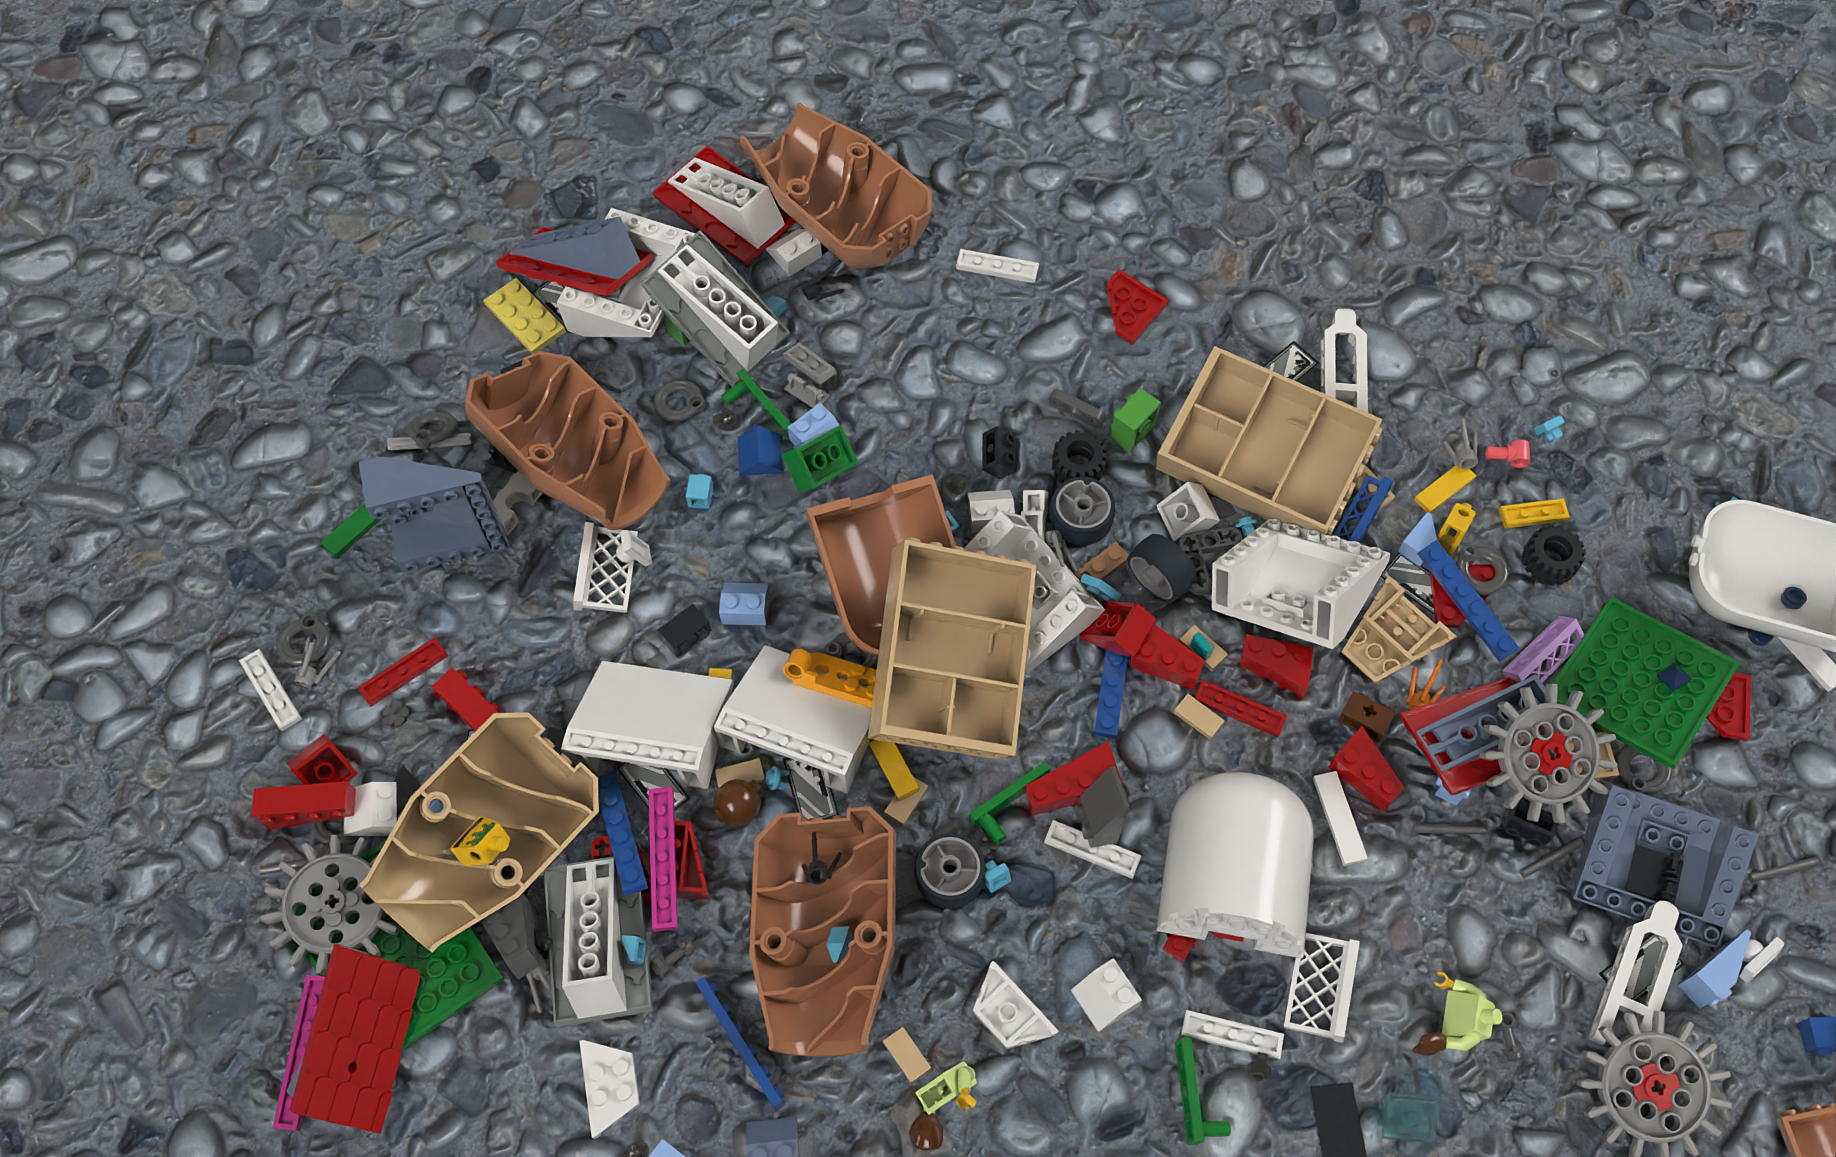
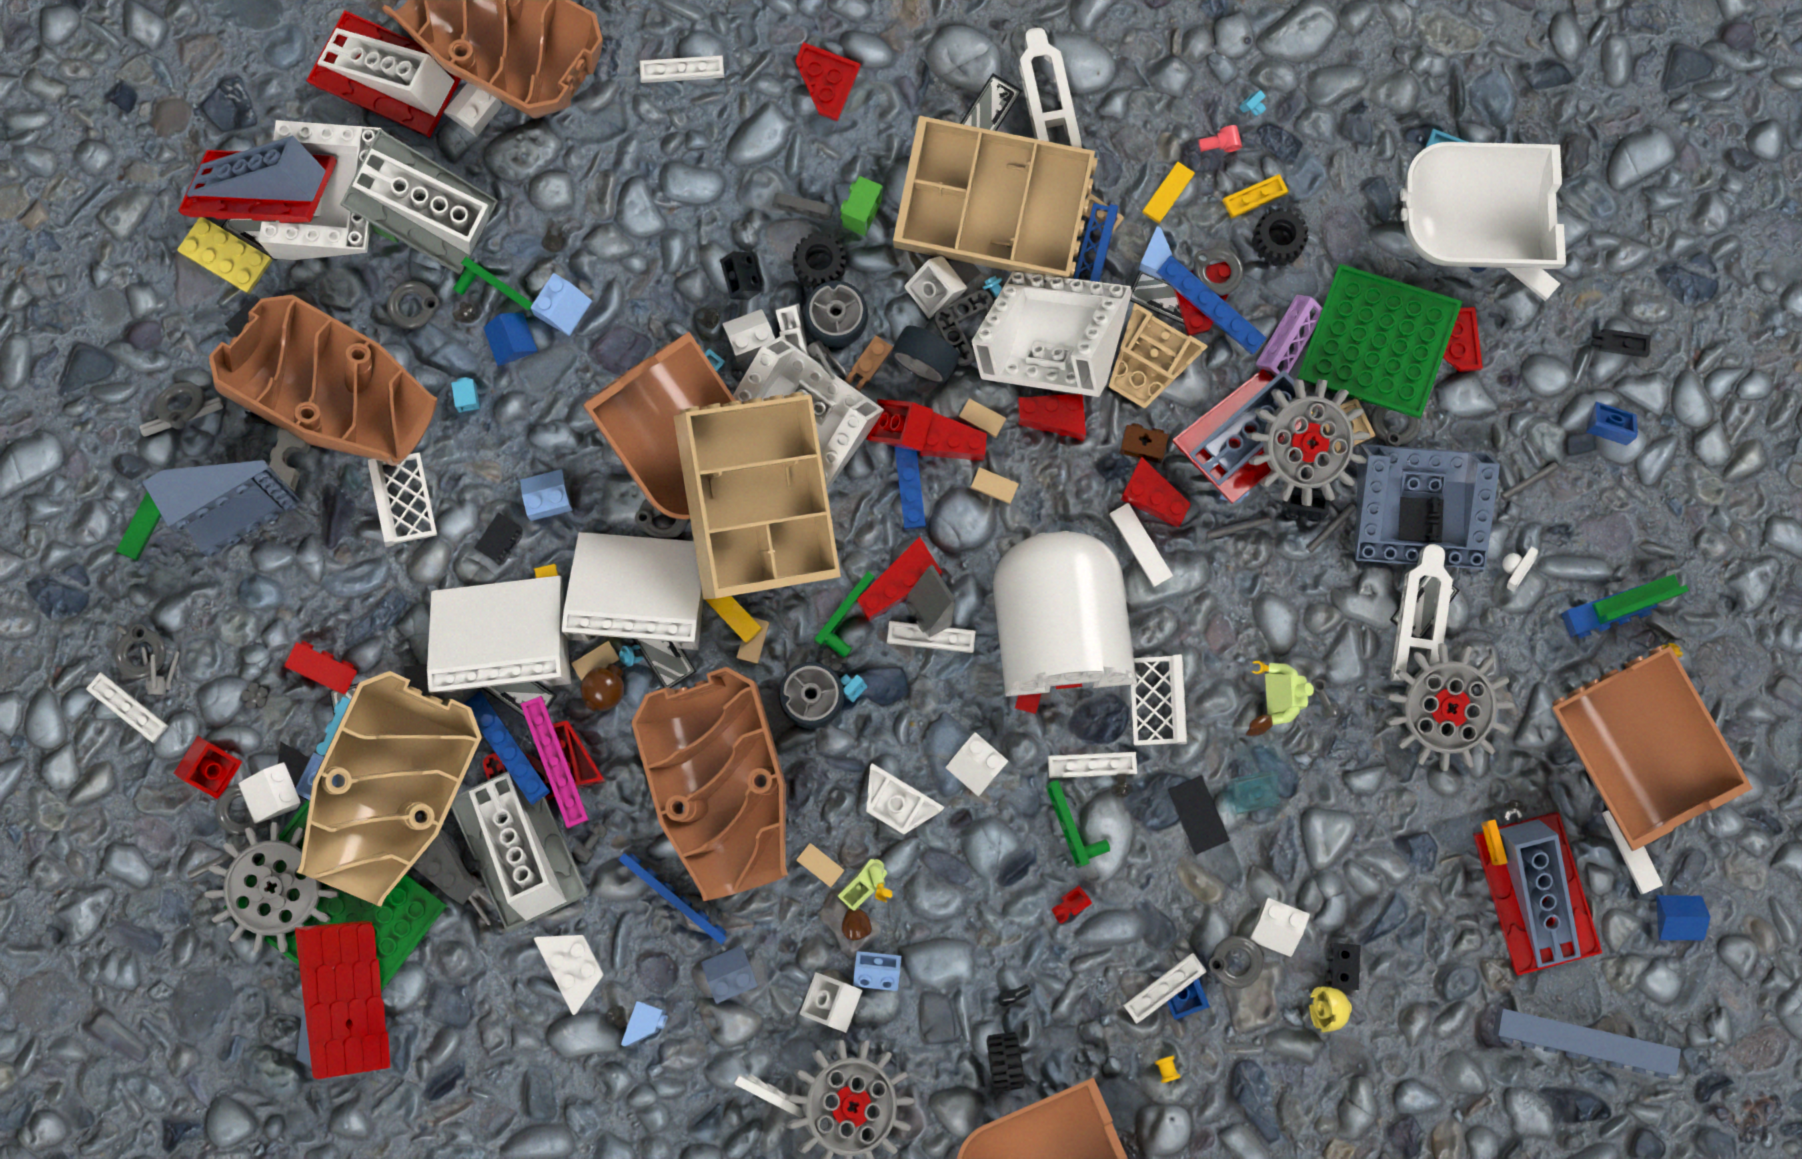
camera: 20 degrees left, 15 degrees up
(302, 804) = (208, 808): red wedge -> none
(311, 993) = (291, 1005): dark pink plate -> none
(402, 671) = (246, 654): red tile -> none
(481, 842) = (388, 798): yellow torso -> none
(633, 549) = (422, 474): white tile -> none
(635, 949) = (556, 848): medium azure slope -> none
(776, 305) = (473, 174): medium azure slope -> none
(804, 667) = (622, 548): light orange hinge -> none
(805, 390) = (534, 260): light grey hinge -> none
(809, 363) = (529, 230): light grey tile -> none
(813, 288) = (505, 146): black plant -> none
(817, 870) = (696, 734): black plant -> none
(819, 459) = (571, 331): green slope -> none
(838, 942) = (734, 788): medium azure slope -> none
(1100, 588) = (874, 390): medium azure plate -> none
(1201, 646) = (980, 419): teal tile -> none
(1240, 708) = (1029, 467): red tile -> none
(1422, 697) = (1189, 415): orange plant -> none
(1458, 519) = (1185, 233): yellow torso -> none
(1466, 457) = (1181, 158): light grey plant -> none
(1674, 677) = (1406, 331): dark blue slope -> none
(1717, 974) = (1487, 592): light blue slope -> none
(1793, 598) = (1501, 218): dark blue tile -> none

